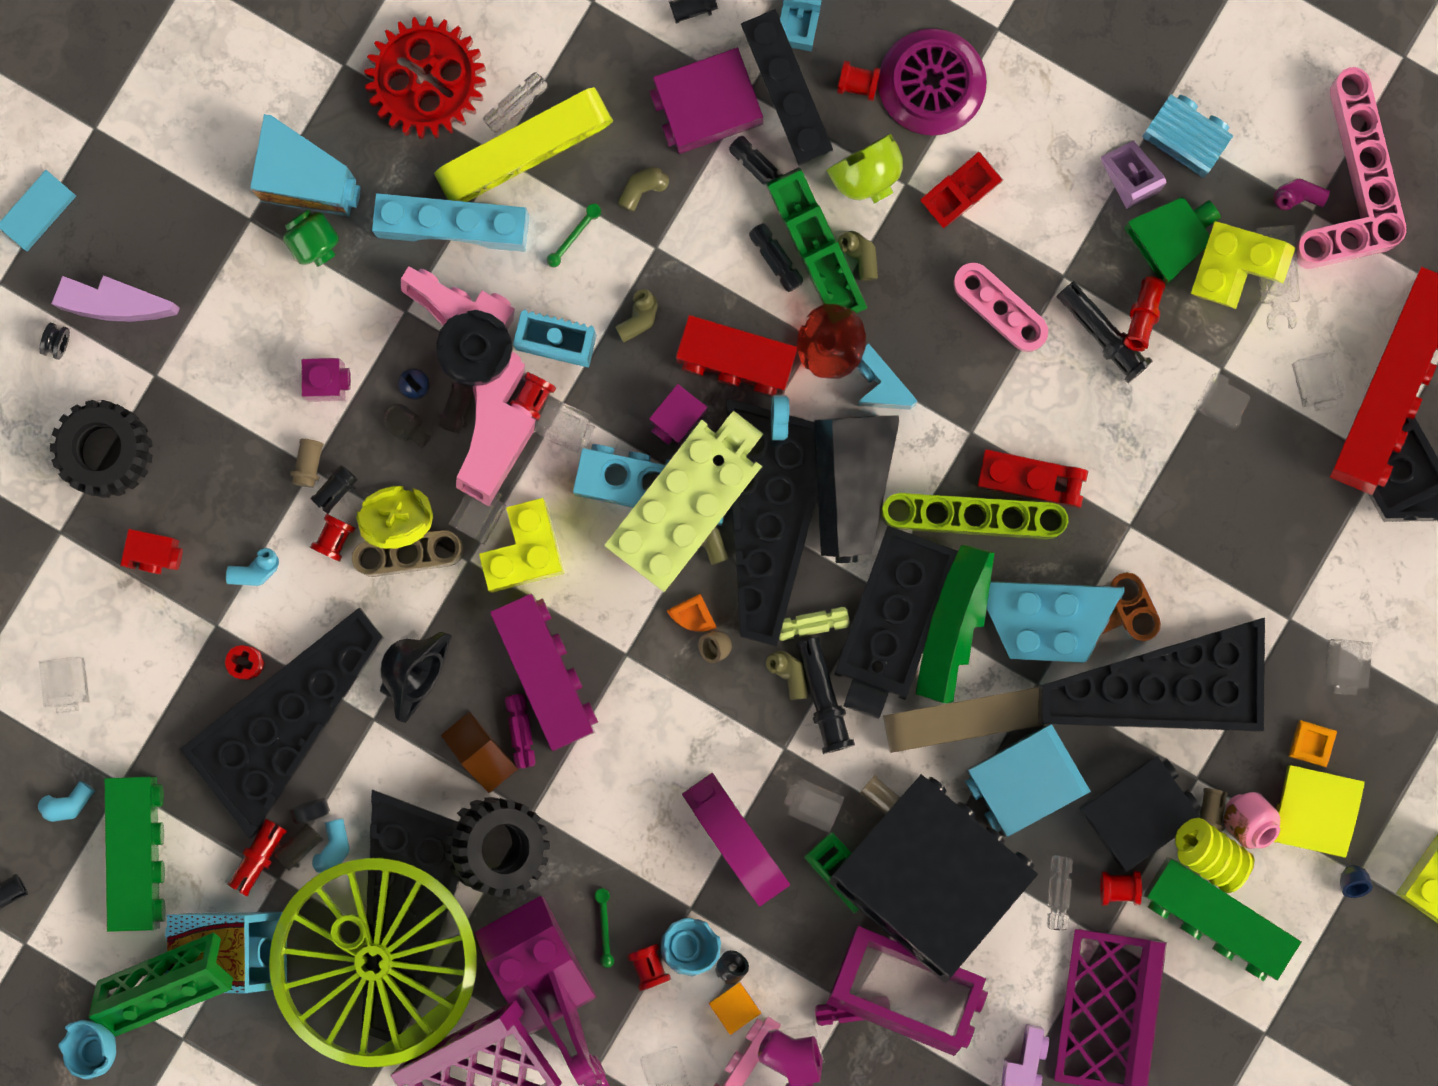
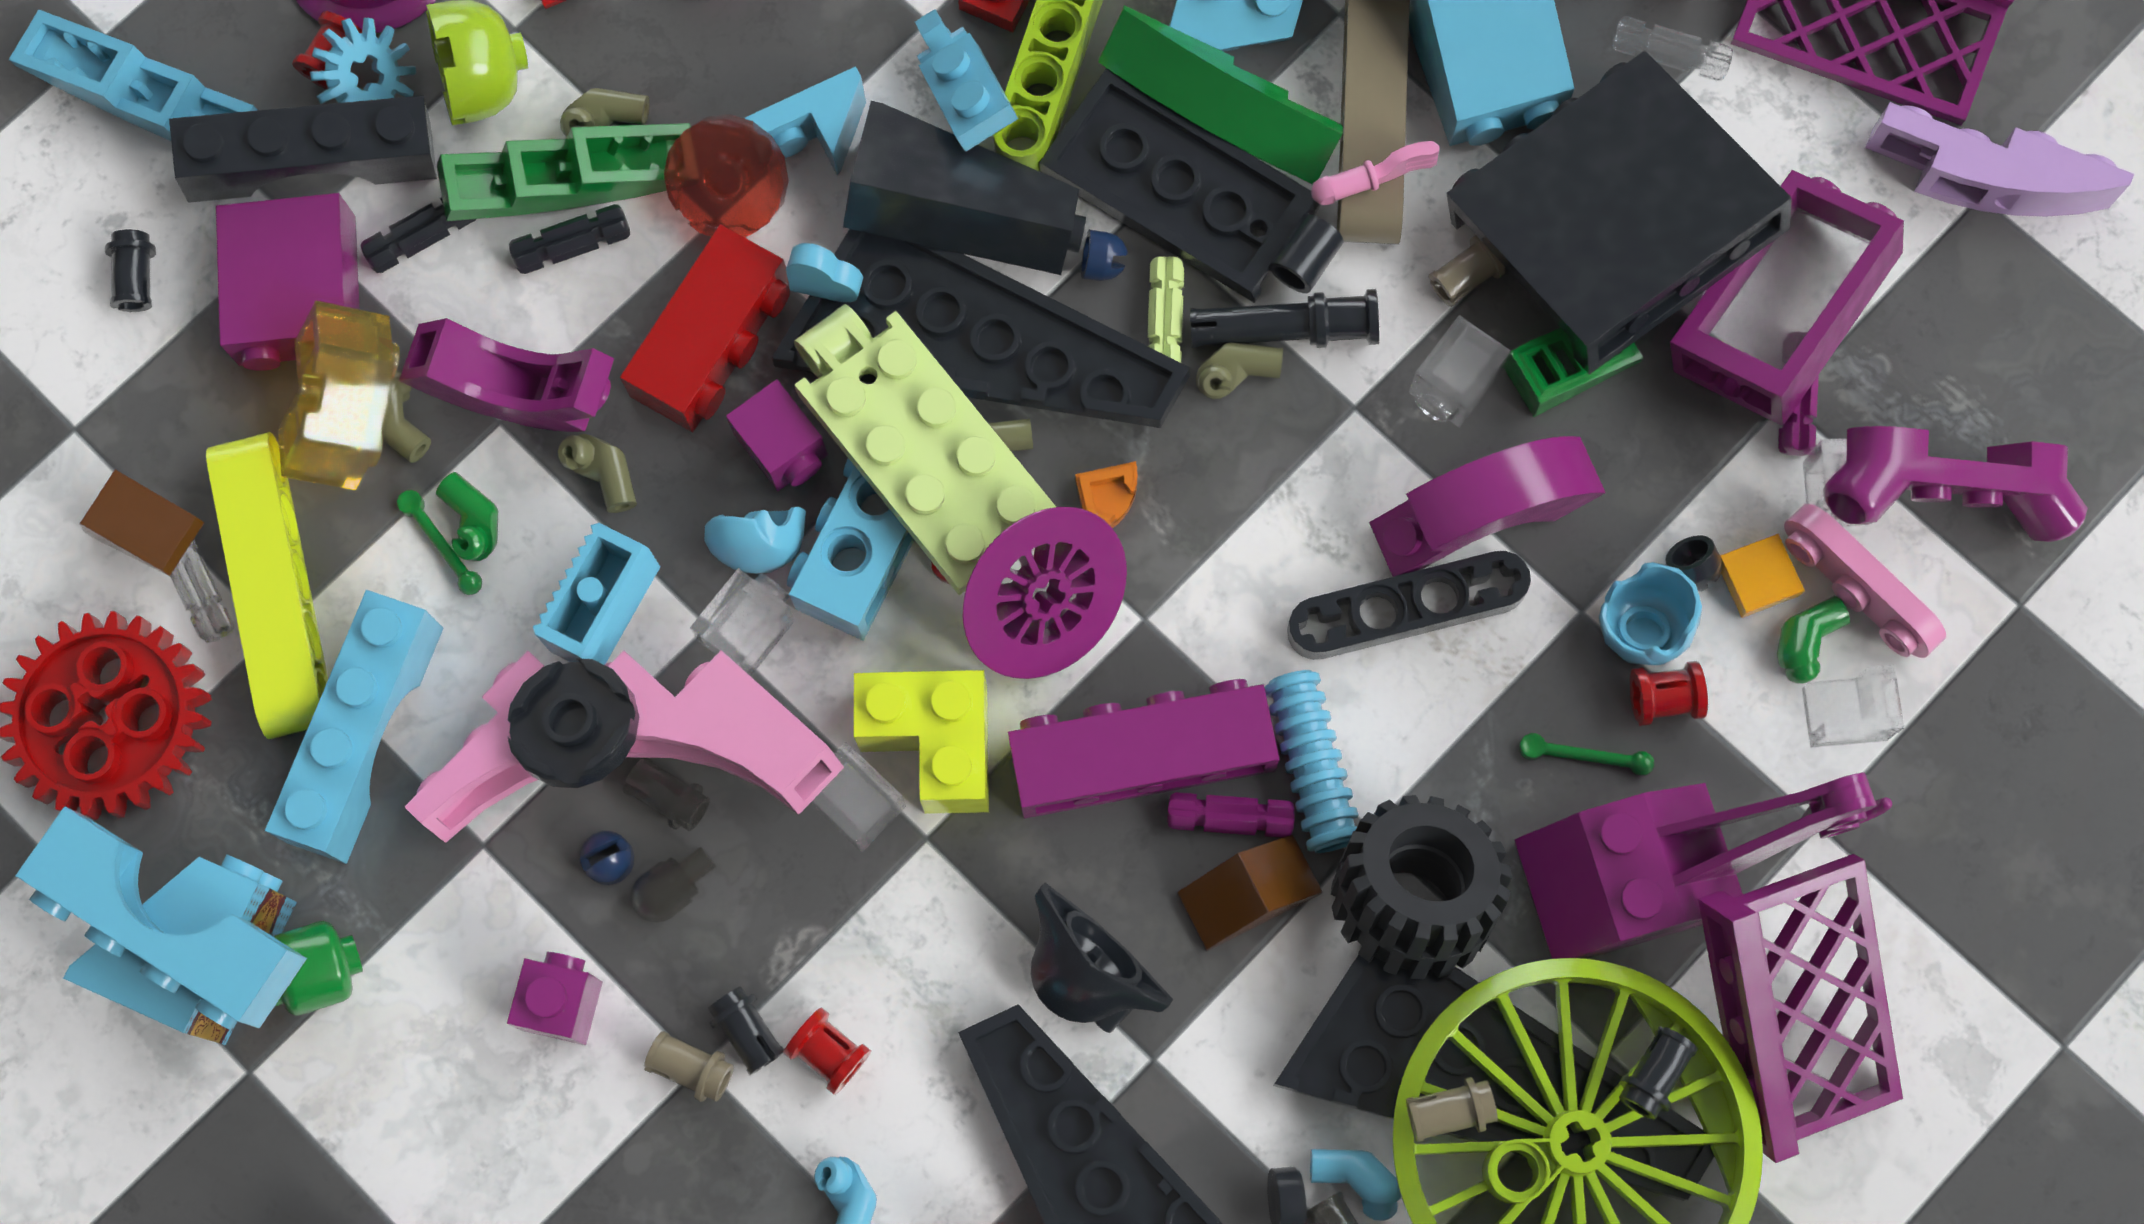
camera: 80 degrees left, 10 degrees down
(318, 114) = (95, 877): none -> medium azure arch
(370, 888) = (1452, 1110): none -> dark tan pin
(394, 517) = (821, 933): neon yellow tile -> none
(416, 997) = (1657, 1073): none -> black pin
(426, 558) = (883, 896): dark tan beam -> none
(534, 394) = (673, 655): red bush -> none
(538, 64) = (140, 523): none -> reddish brown slope
(560, 771) = (1312, 760): none -> medium azure piece
(591, 253) = (477, 521): none -> green arm
(614, 422) = (758, 541): none -> medium azure hair
(617, 594) = (1073, 554): none -> magenta piece
(639, 158) = (341, 396): none -> clear yellow brick
(663, 808) = (1405, 596): none -> black beam
(675, 248) = (507, 381): none -> magenta arch
(702, 1039) = (1802, 637): none -> green arm
(714, 646) = (1171, 472): dark tan hinge -> none
(840, 577) = (1098, 256): none -> dark blue hinge
(857, 97) = (355, 49): none -> medium azure gear
(916, 724) = (1366, 177): none -> bright pink piece
(924, 467) = (962, 82): none -> medium azure hinge

